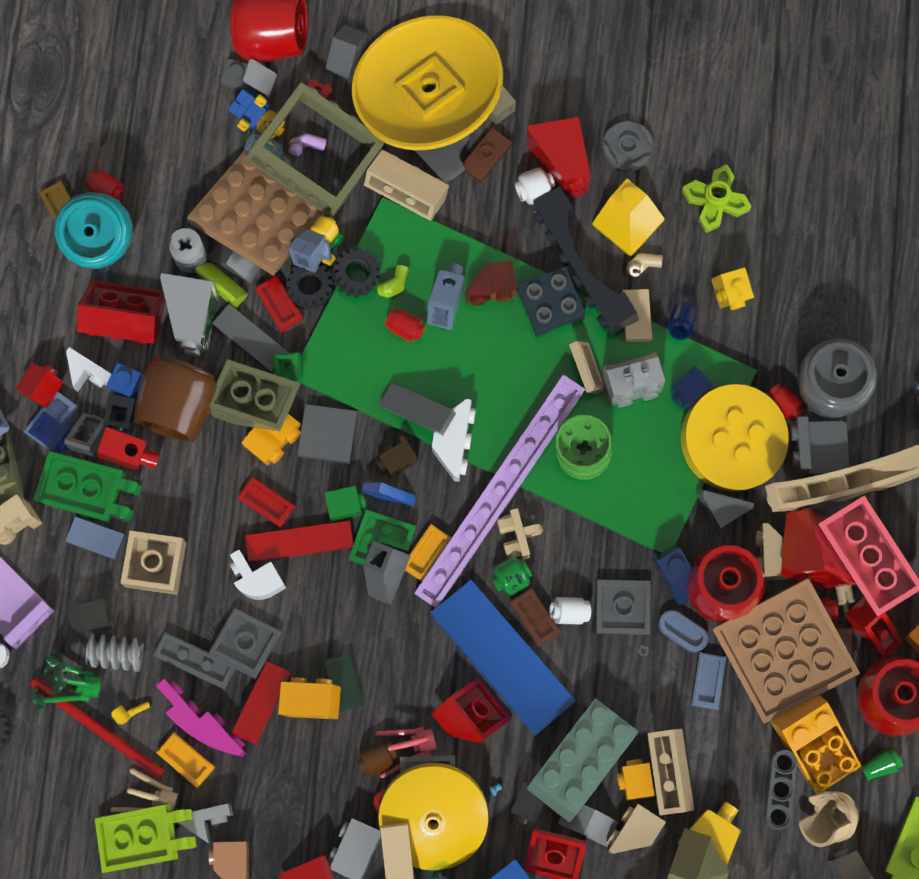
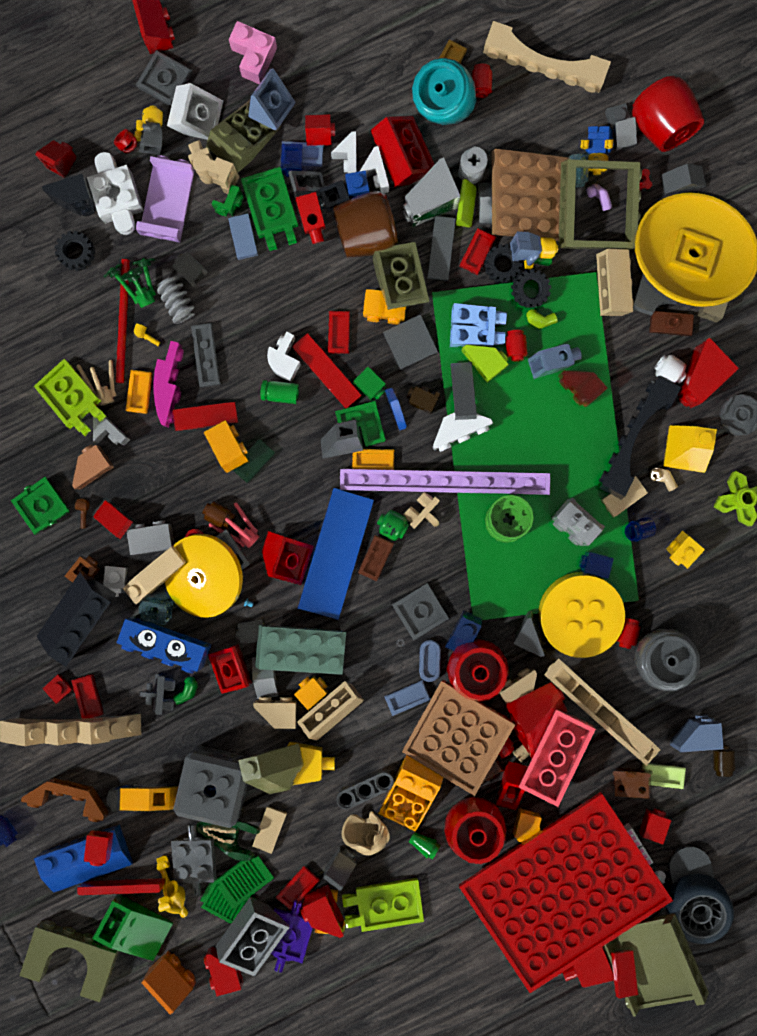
camera: 60 degrees right, 10 degrees up
(51, 523) = (233, 200): none -> green bracket
(84, 140) = (585, 73): none -> tan arch
(119, 350) = (375, 167): none -> white slope
(153, 562) = (249, 285): tan brick -> none
(245, 643) = (237, 380): dark grey tile -> none
(287, 365) = (437, 285): green tile -> none
(288, 605) = (279, 392): none -> green piece
(357, 353) = (476, 326): none -> light blue hips
(400, 366) = (486, 360): none -> lime slope
(551, 301) = (596, 432): black brick -> none
(570, 610) = (394, 578): white brick -> none
(587, 367) = (566, 486): tan tile -> none
(819, 446) = (612, 675): dark grey bracket -> none

